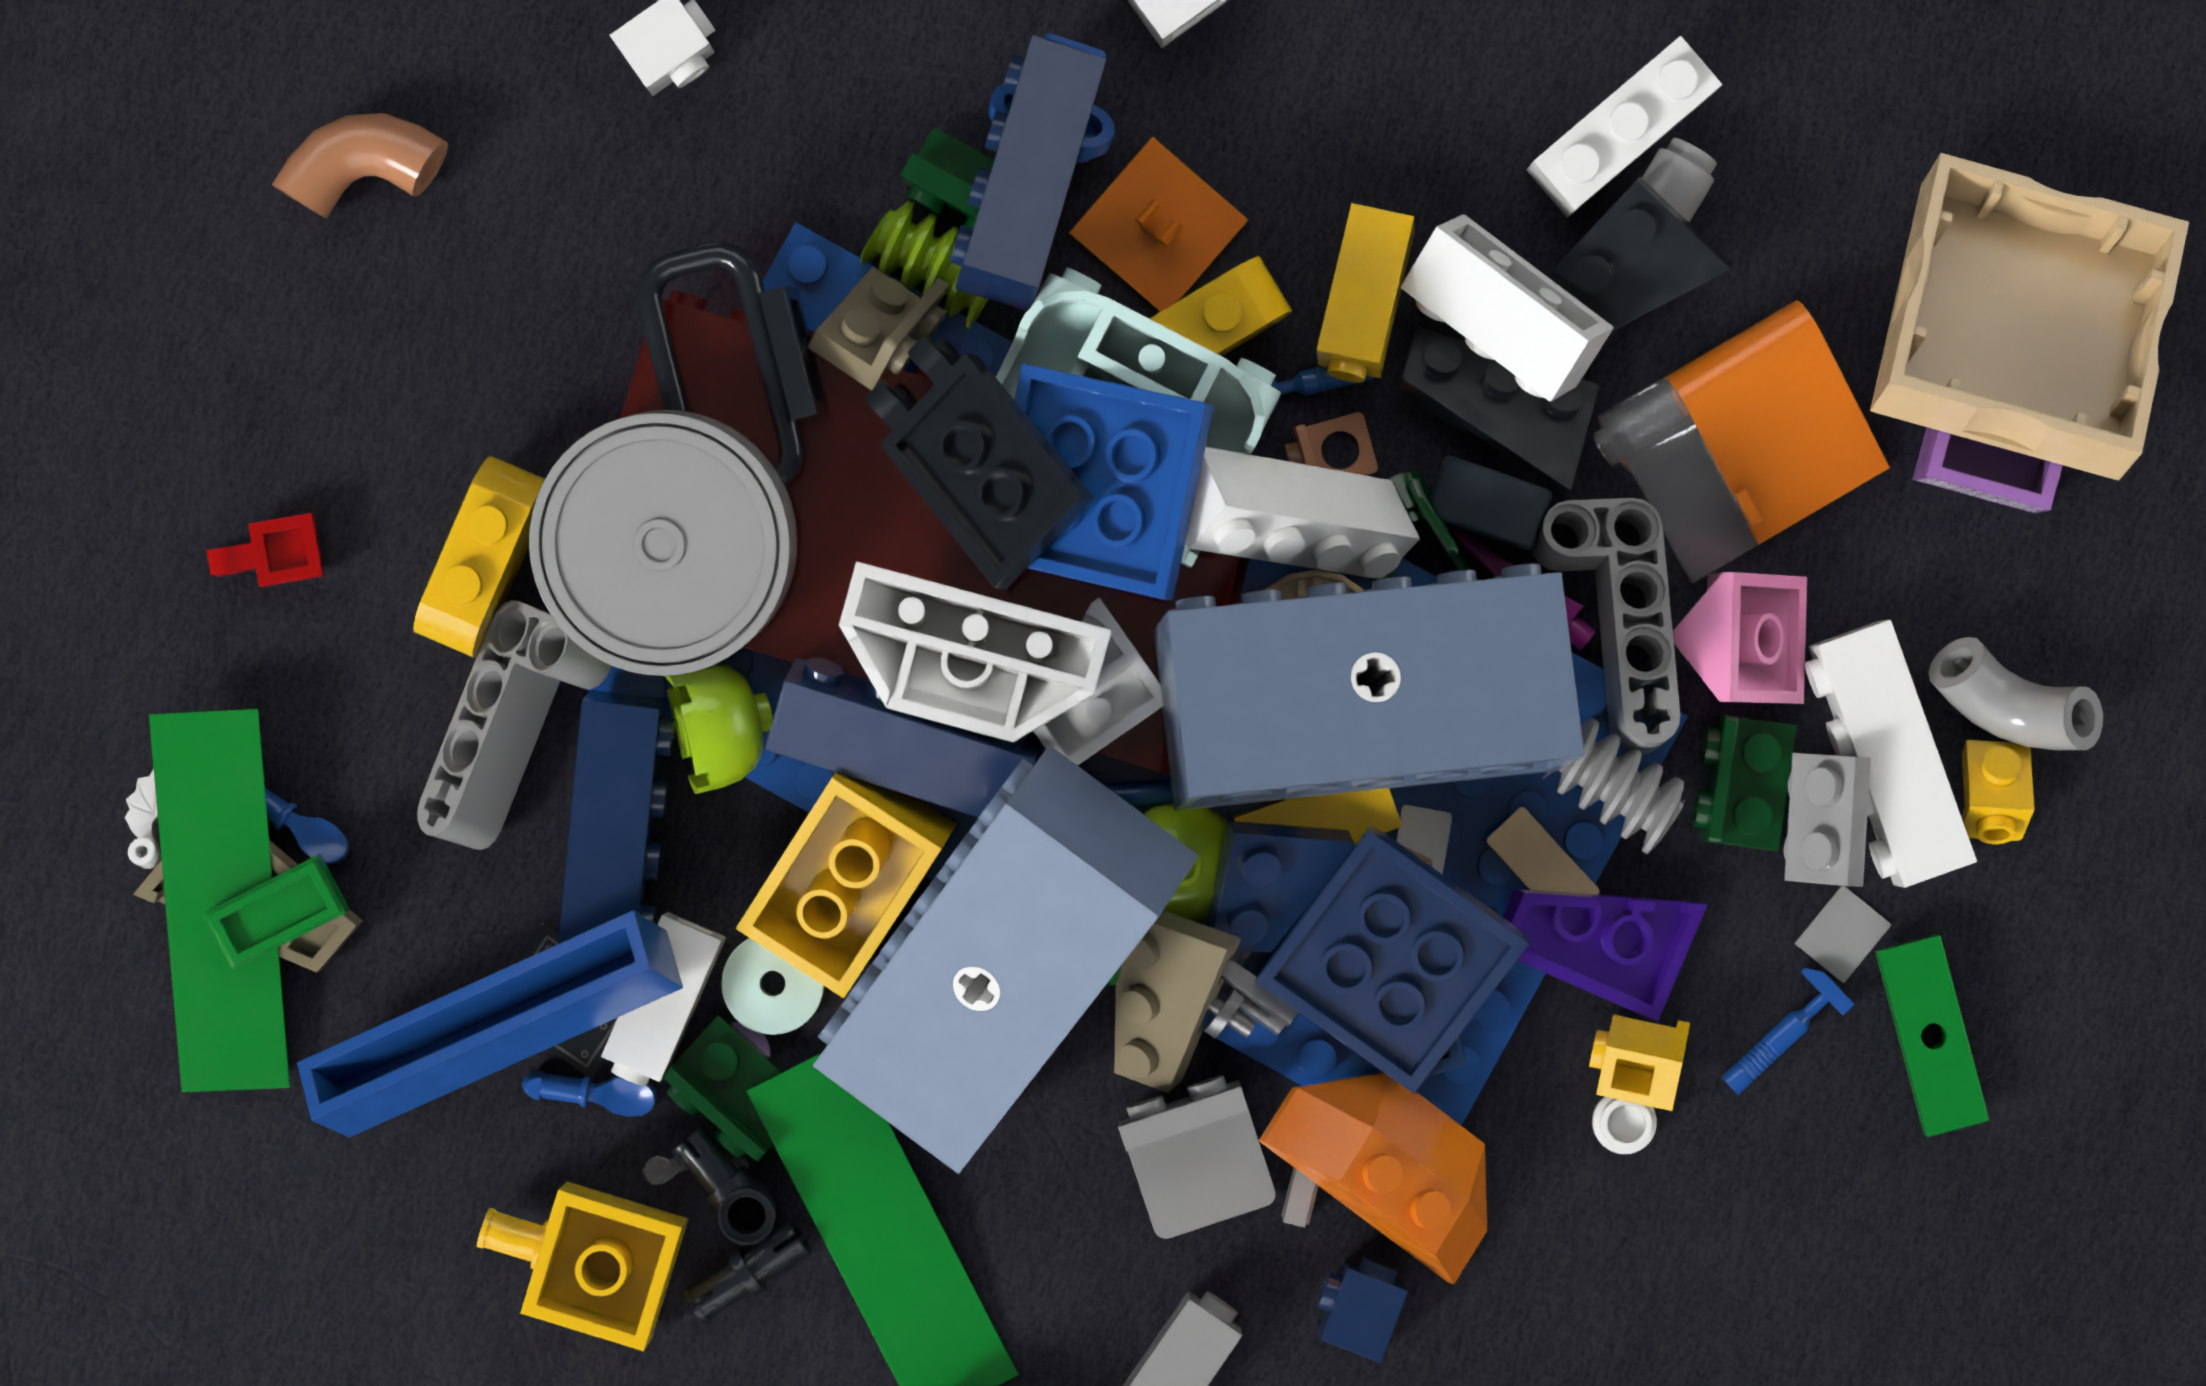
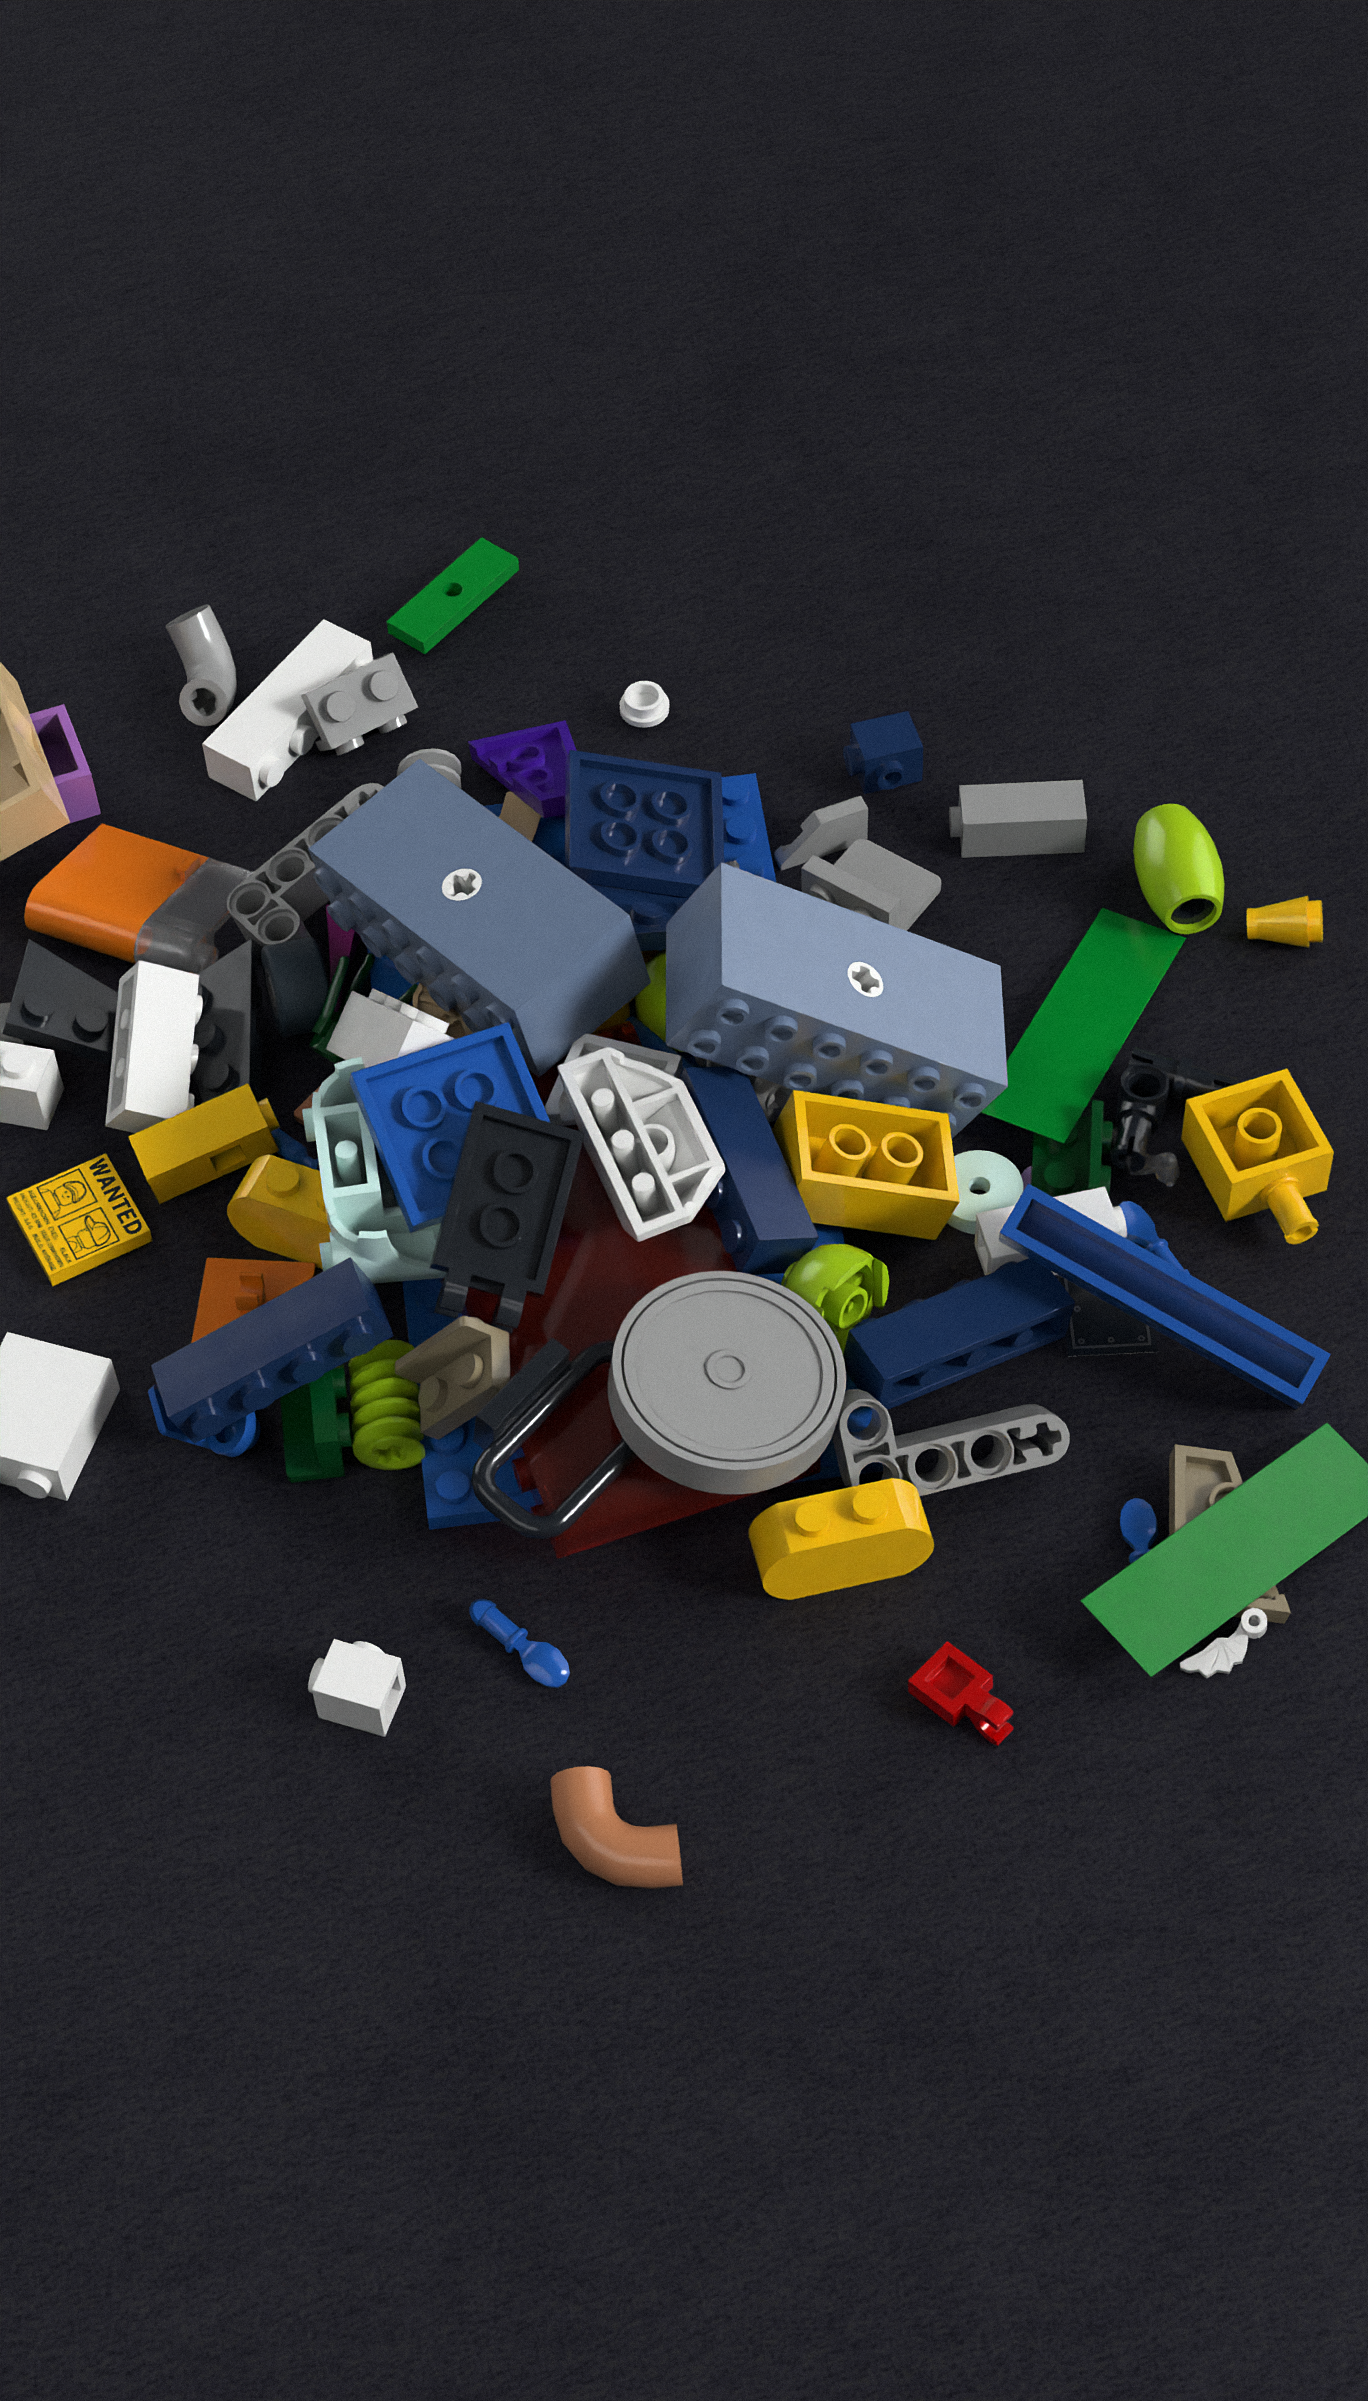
camera: 130 degrees left, 35 degrees down
(276, 911) = (1212, 1495): green tile -> none
(583, 223) = (539, 1659): none -> blue piece
(1382, 128) = (79, 1219): none -> yellow tile
(1389, 1163) = (779, 779): orange wedge -> none
(1640, 1061) = (597, 708): yellow brick -> none
(1745, 782) = (366, 764): dark green bracket -> none
(1748, 637) = (272, 821): bright pink slope -> none
(1786, 1032) = (515, 667): blue piece -> none
(1843, 934) = (431, 679): light grey sticker -> none
(1997, 790) = (265, 648): yellow bracket -> none

